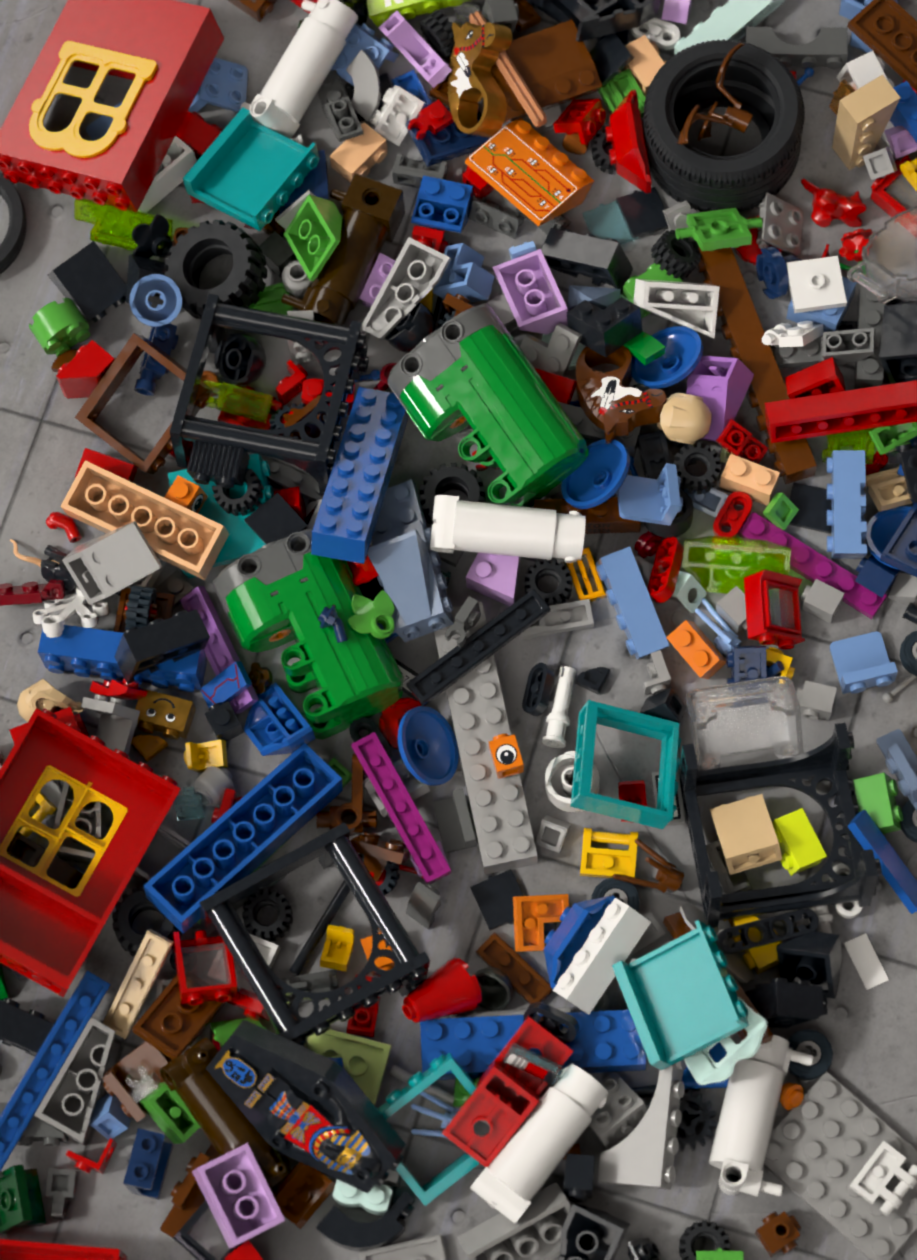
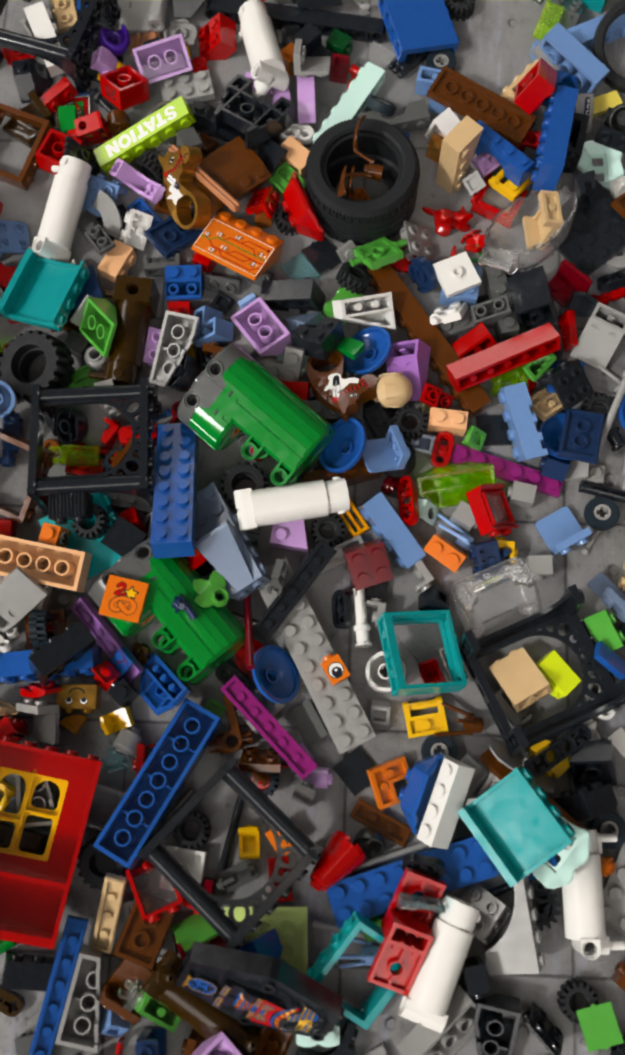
camera: 15 degrees left, 5 degrees up
(207, 692) = (105, 675): none -> red bracket
(259, 595) = (124, 599): none -> orange tile
(407, 680) = (249, 647): none -> dark red bar
(432, 118) = (160, 225): red plate -> none
(451, 892) = (320, 777): none -> lavender brick
(488, 244) = (222, 303): none -> black tile
(583, 693) = (379, 605): none -> light grey bracket
(587, 638) = (367, 564): none -> dark red brick
(718, 136) = (359, 192): none -> orange plate
(783, 22) = (381, 105): none -> black bush

